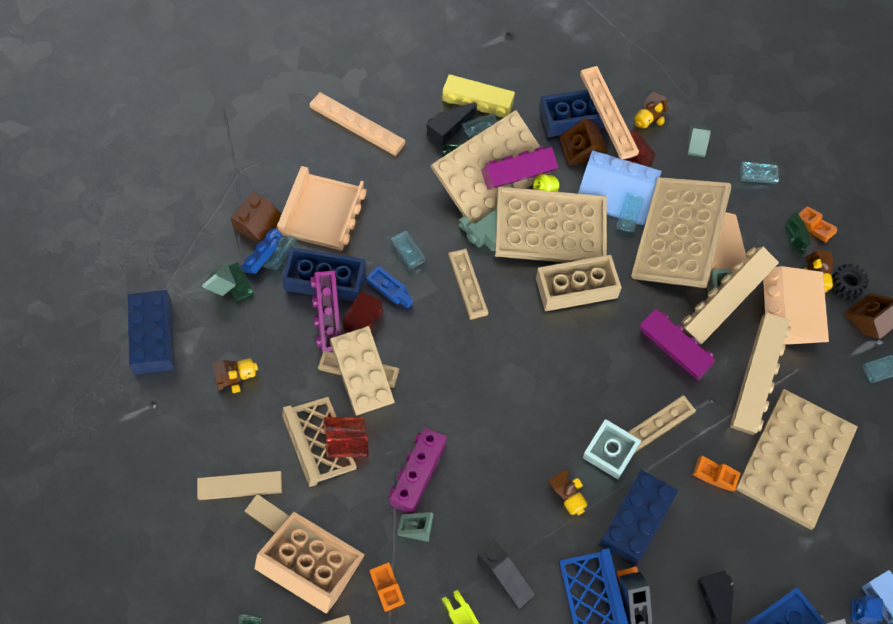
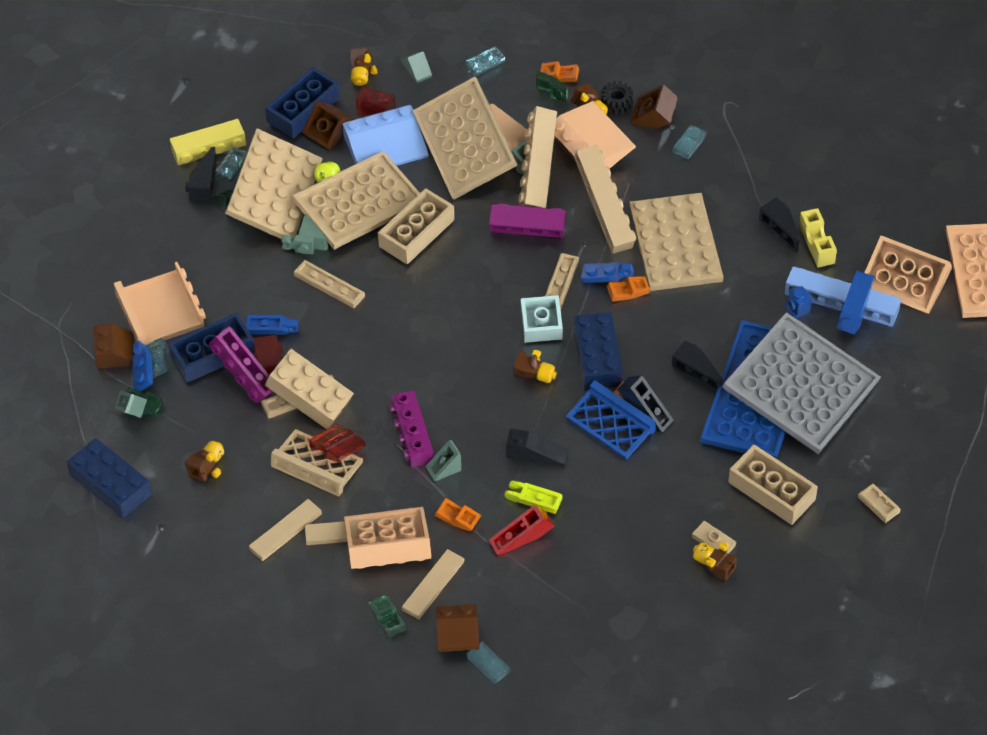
camera: 35 degrees left, 10 degrees down
(357, 123) = (123, 226): light nougat plate -> none
(408, 249) = (259, 289): clear light blue plate -> none
(519, 168) = (298, 171): magenta brick -> none
(609, 113) = (332, 85): light nougat plate -> none
(630, 213) = (411, 152): clear light blue plate -> none
(707, 443) = (606, 272): none -> blue hinge

